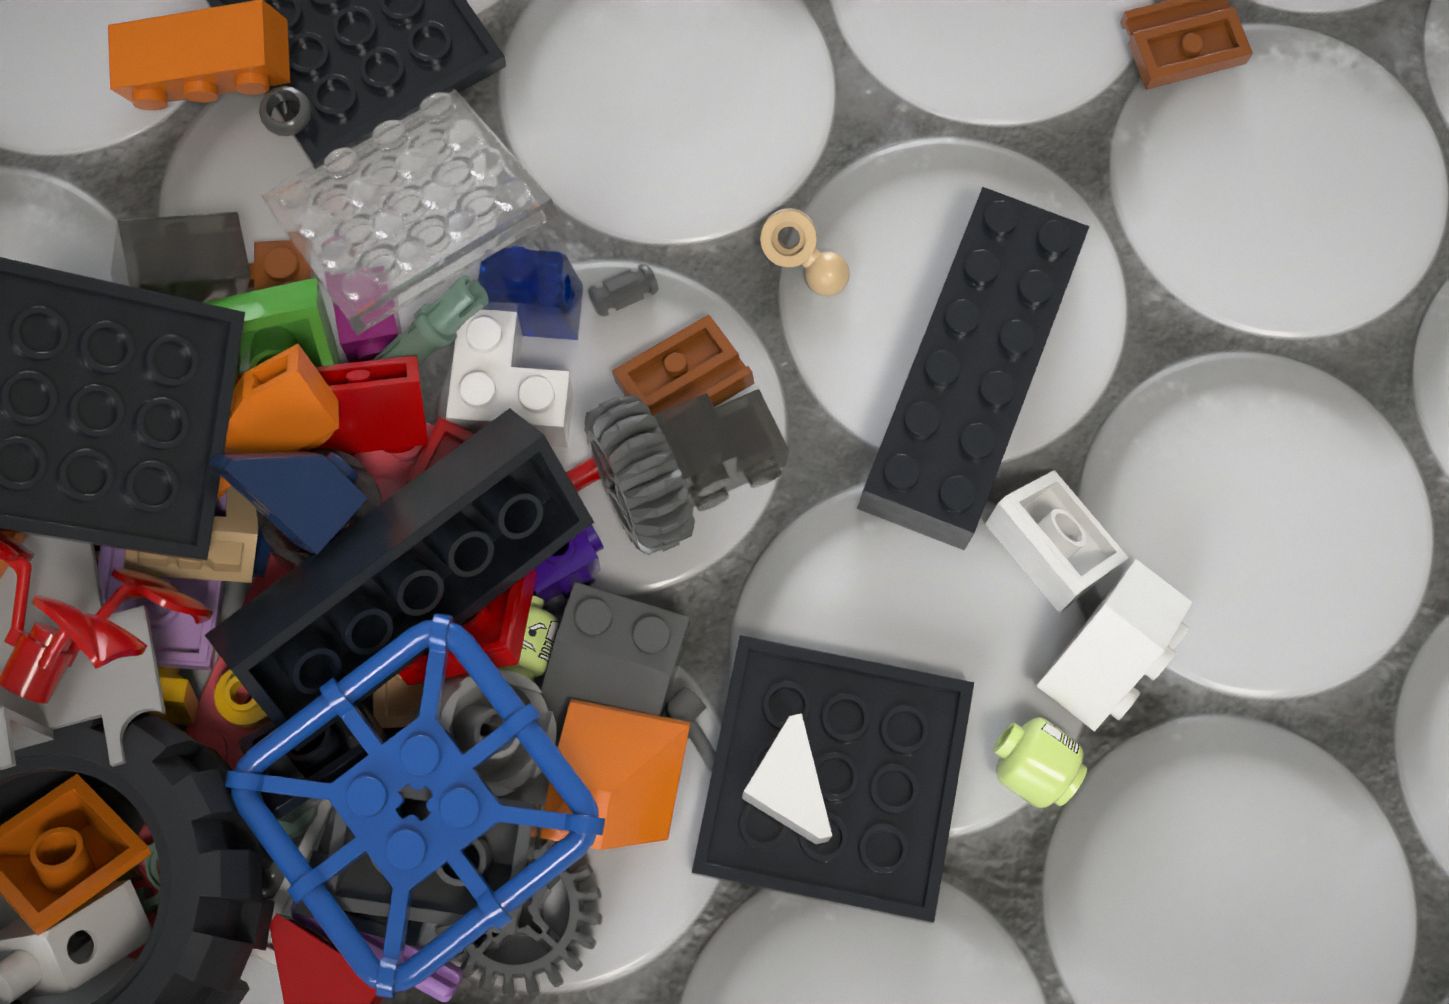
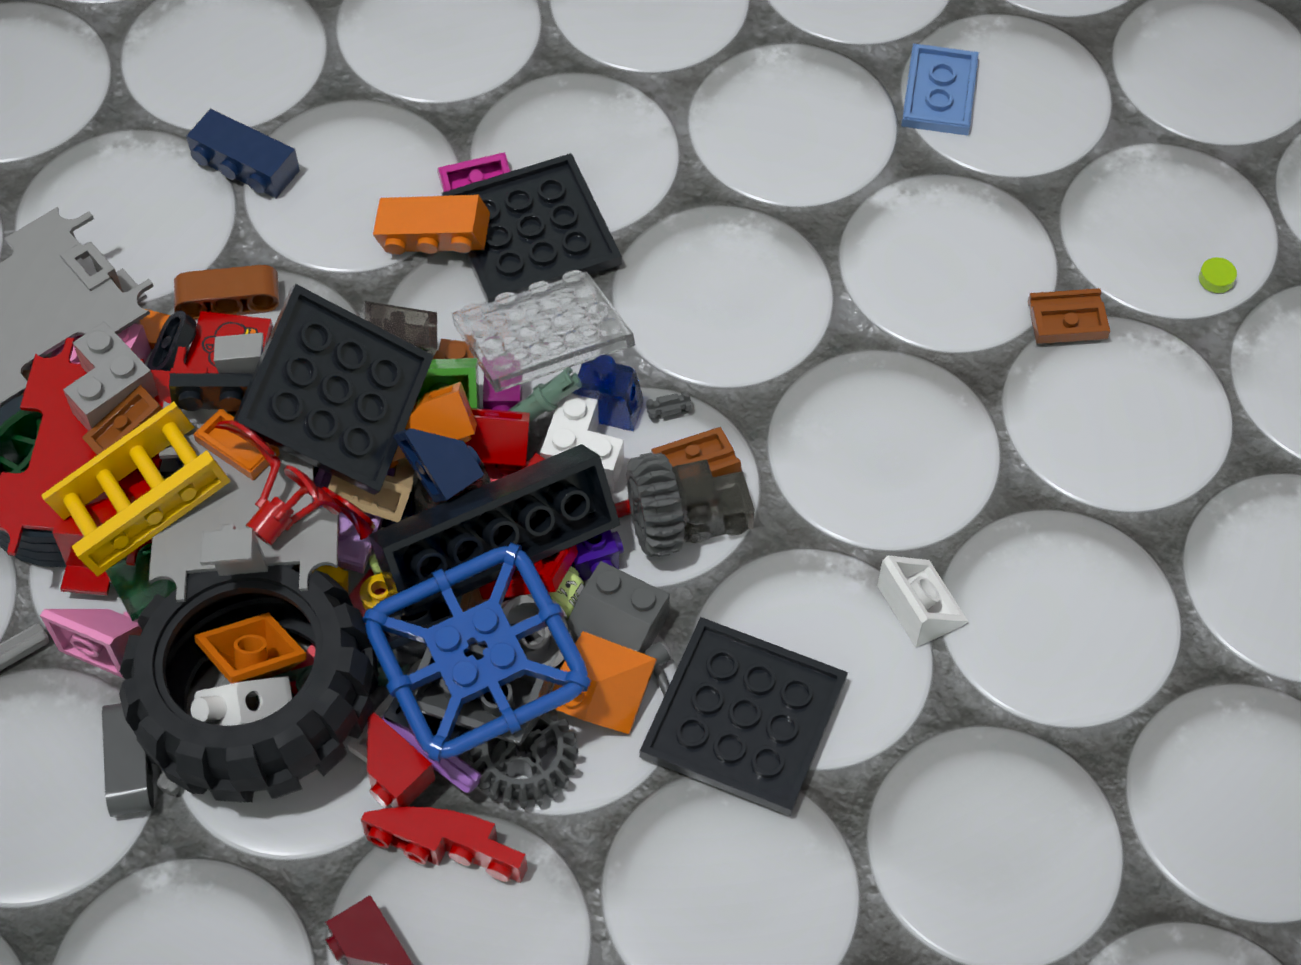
camera: 15 degrees right, 15 degrees down
(281, 94) = (477, 255): dark grey piece -> none
(789, 786) = (710, 704): white slope -> none
(825, 271) = (801, 416): tan plate -> none
(973, 369) = (884, 487): black brick -> none
(1039, 763) = (881, 728): yellowish green head -> none
(1120, 642) = (942, 661): white brick -> none

